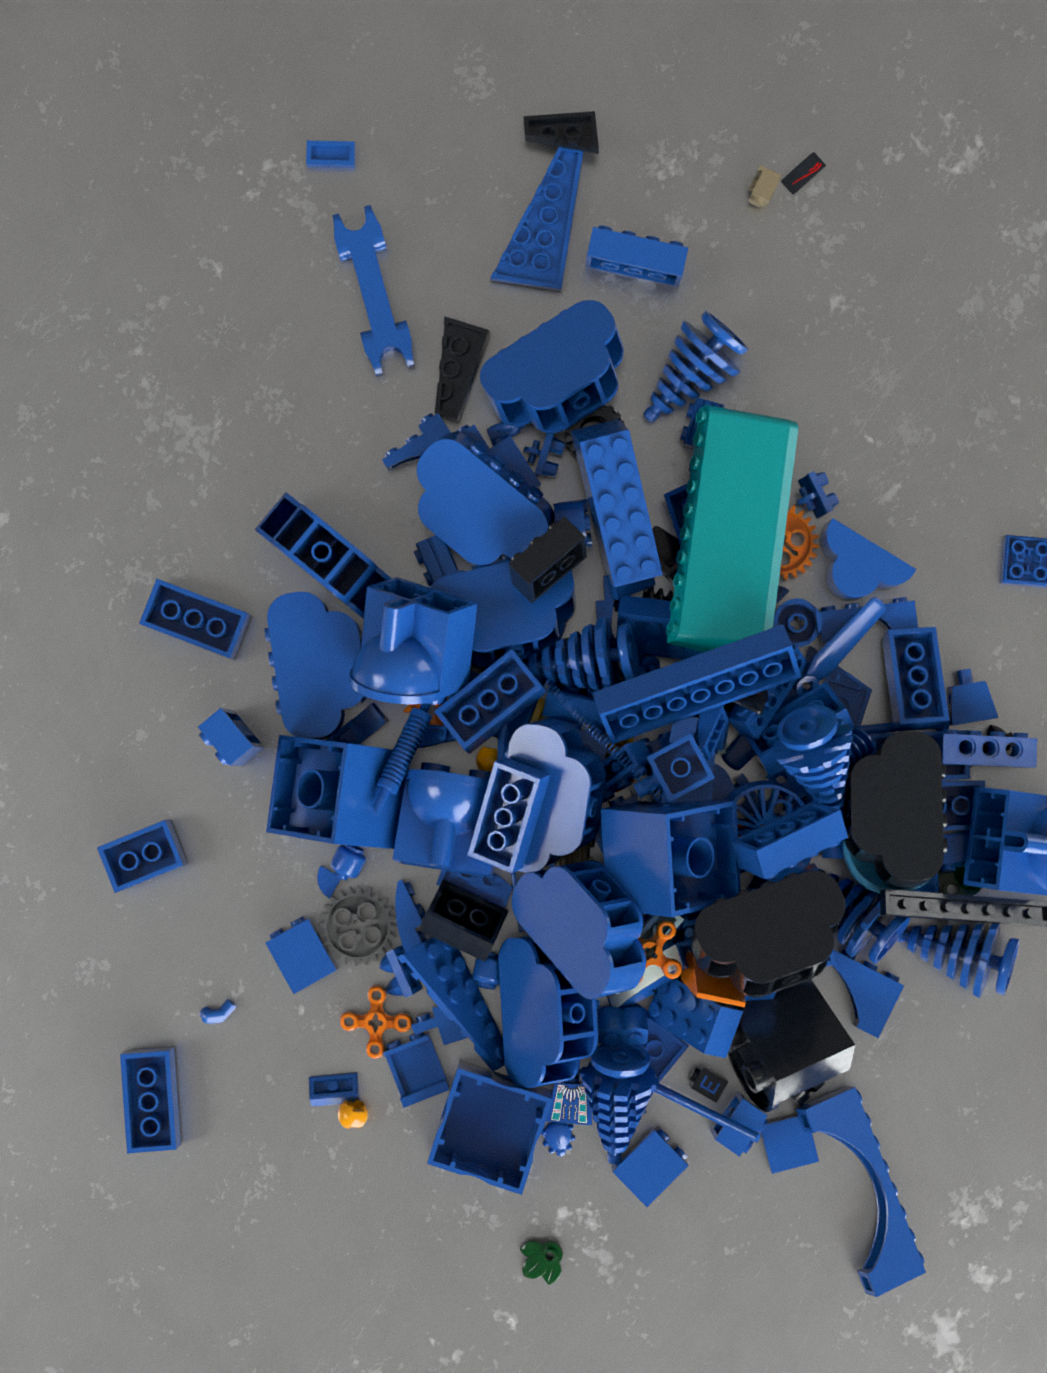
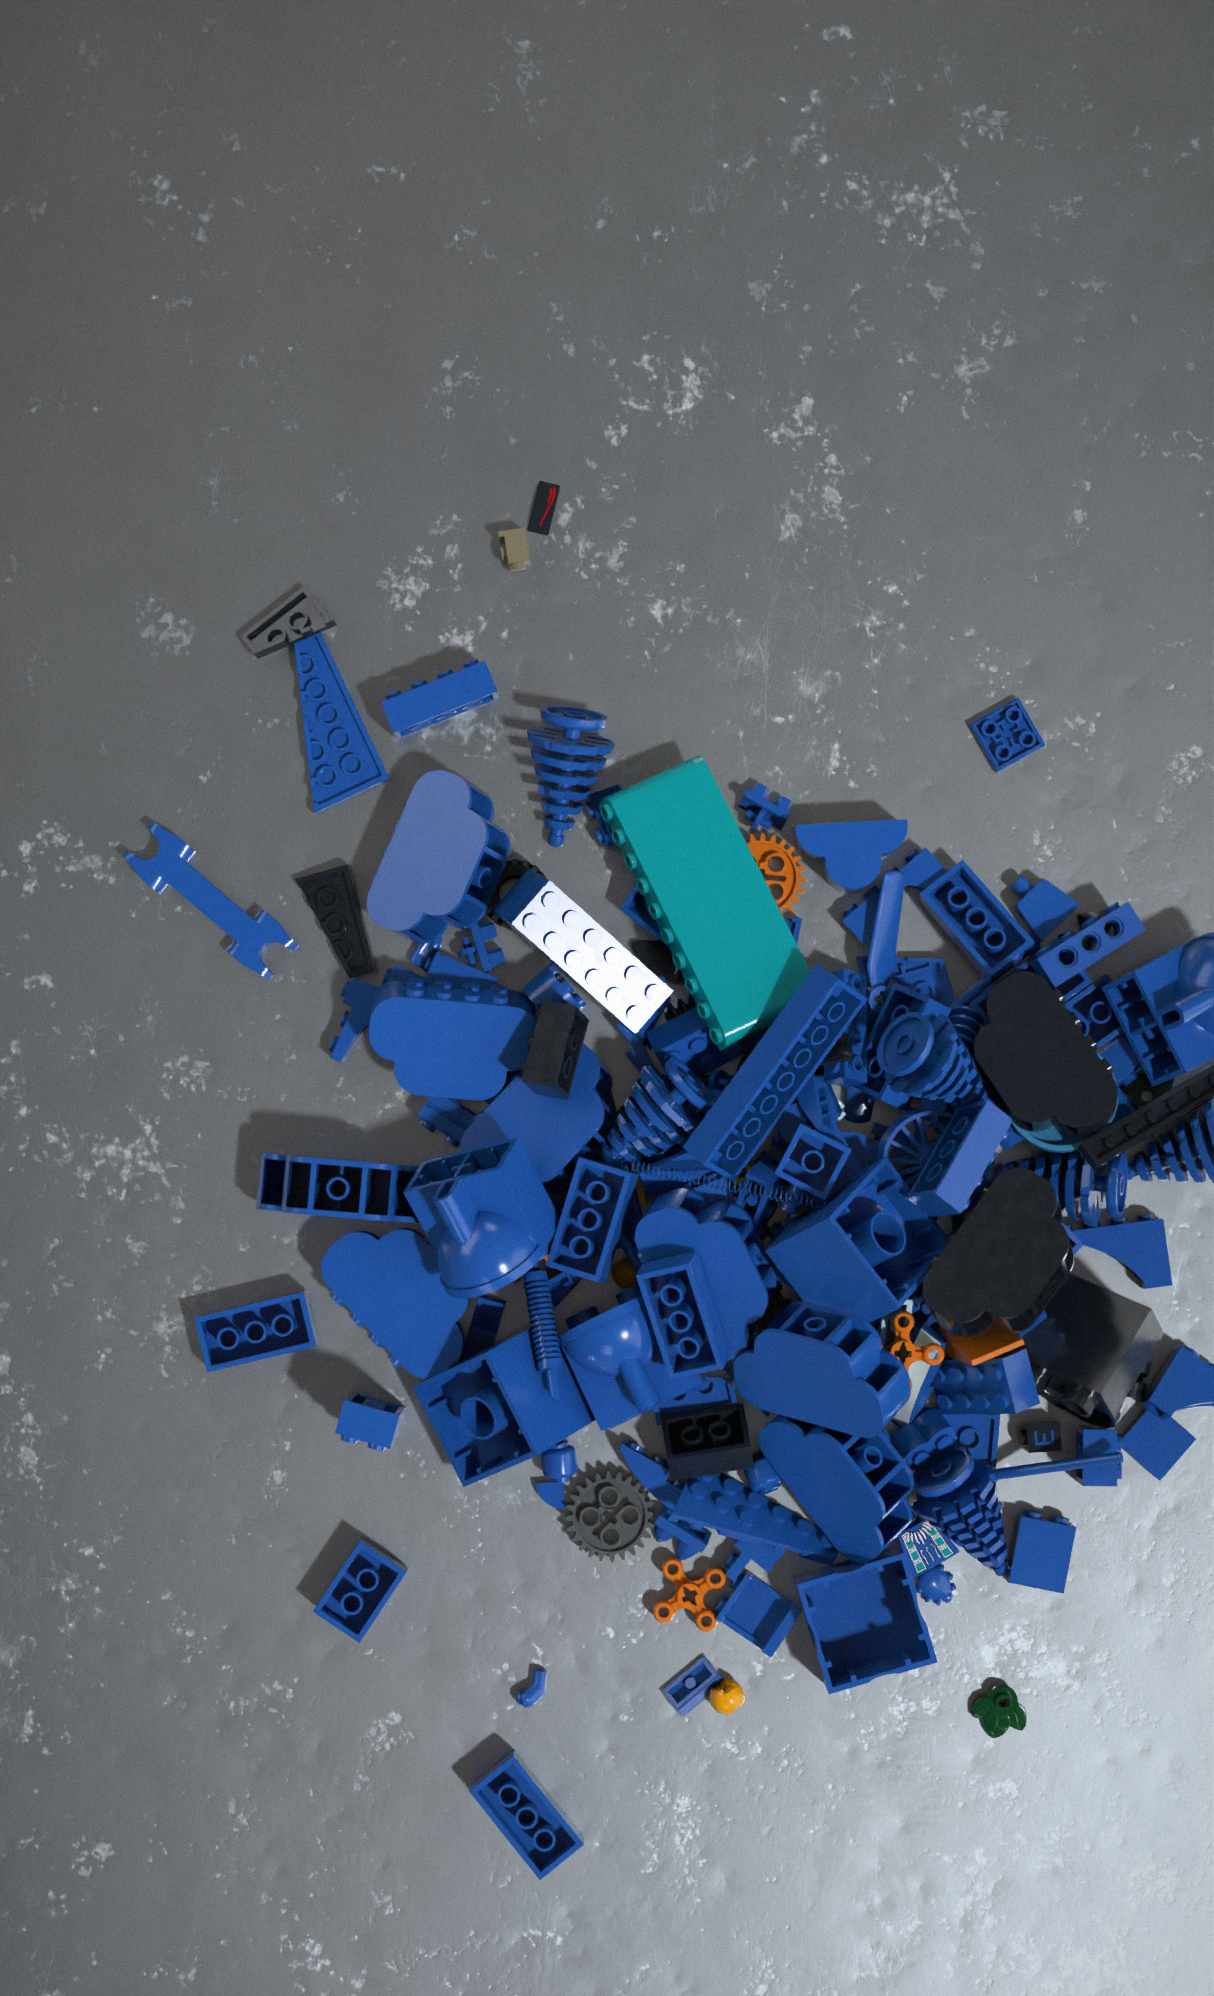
camera: 35 degrees left, 0 degrees up
(301, 954) = (575, 1579): blue brick -> none
(330, 154) = (79, 797): blue tile -> none
(805, 614) = (829, 929): blue brick -> none

